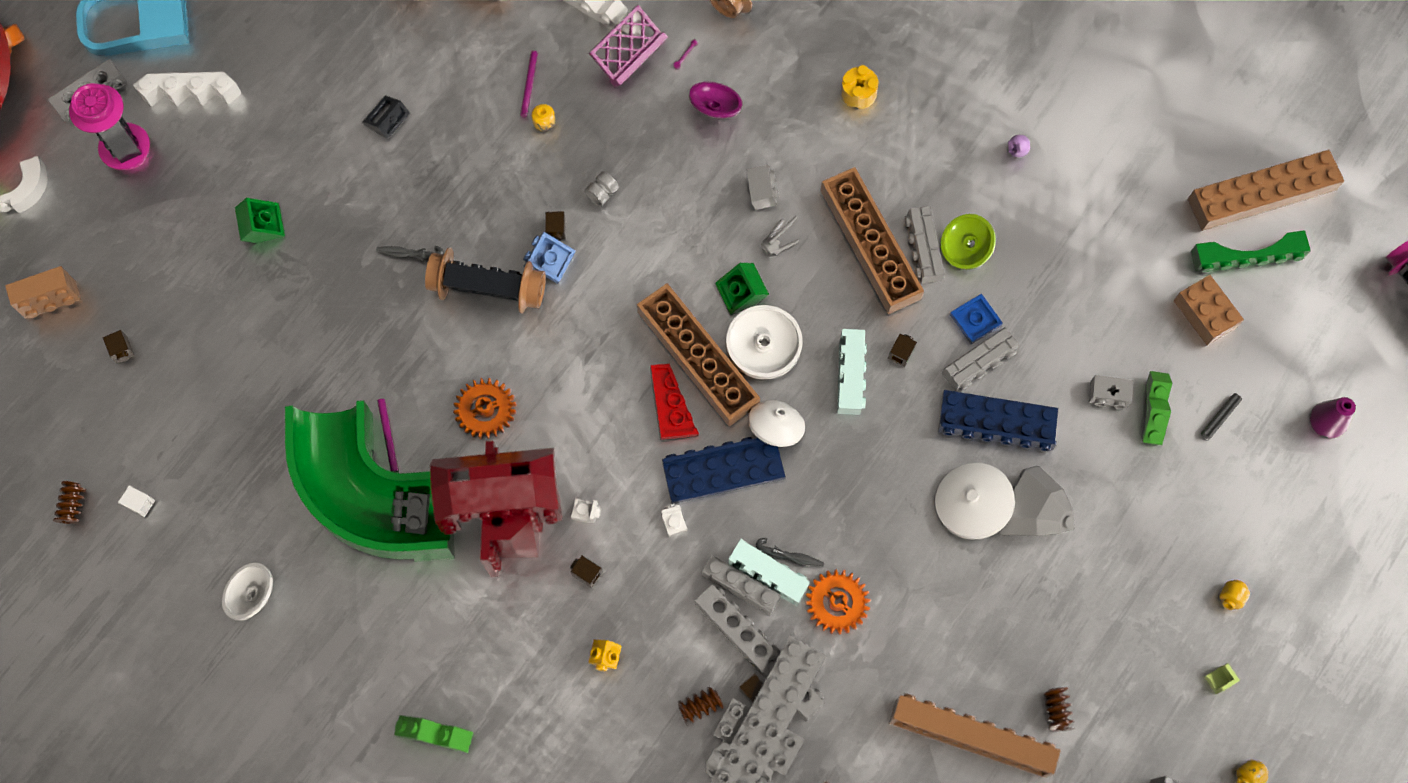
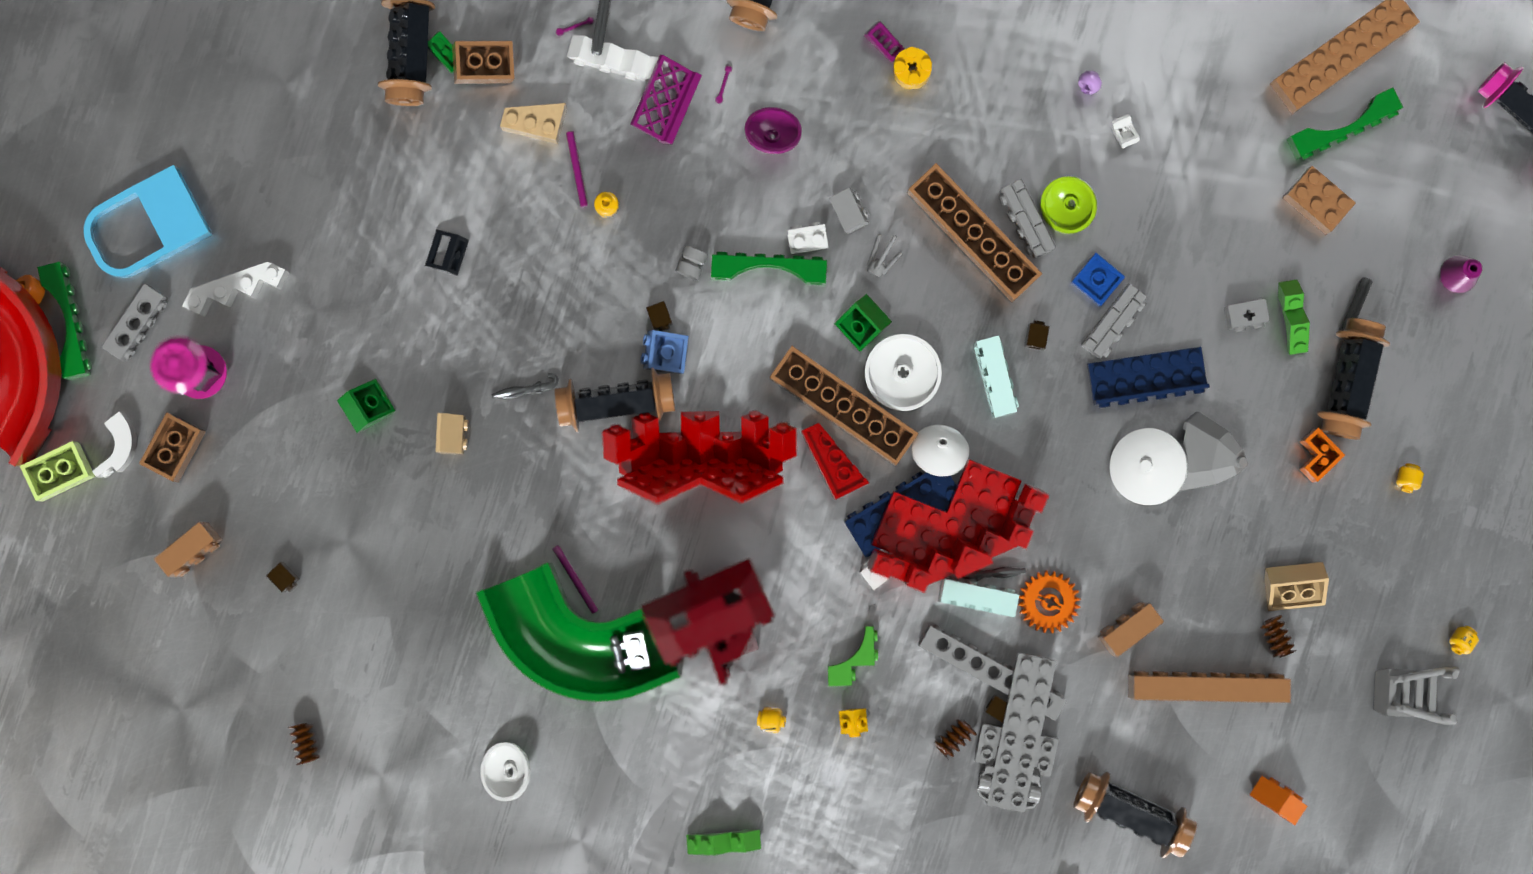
camera: 20 degrees left, 15 degrees up
(21, 102) = (73, 358): none -> green arch
(70, 201) = (172, 447): none -> medium nougat brick
(136, 501) = (365, 721): white brick -> none
(324, 266) = (451, 433): none -> tan slope
(502, 401) = (643, 535): orange gear -> none
(507, 32) = (535, 121): none -> tan wedge
(524, 627) = (771, 720): none -> yellow head
(548, 351) = (674, 462): none -> red brick
(585, 571) = (808, 649): dark brown brick -> none
(586, 511) = (788, 591): white bracket -> none
(610, 604) = (842, 673): none -> bright green arch
(636, 203) = (729, 266): none -> green arch
(715, 201) = (807, 238): none -> white bracket
(741, 585) = (956, 616): light grey brick -> none
(795, 499) = (977, 525): none -> red brick
(833, 58) = (884, 31): none -> magenta slope
(911, 650) = (1130, 628): none -> medium nougat brick
(1039, 195) = (1125, 131): none -> white bracket
(1091, 665) = (1296, 586): none -> tan slope
(1153, 542) = (1324, 455): none -> orange brick
(1217, 451) = (1354, 378): none -> black brick
(1222, 678) = (1416, 561): yellowish green panel -> none

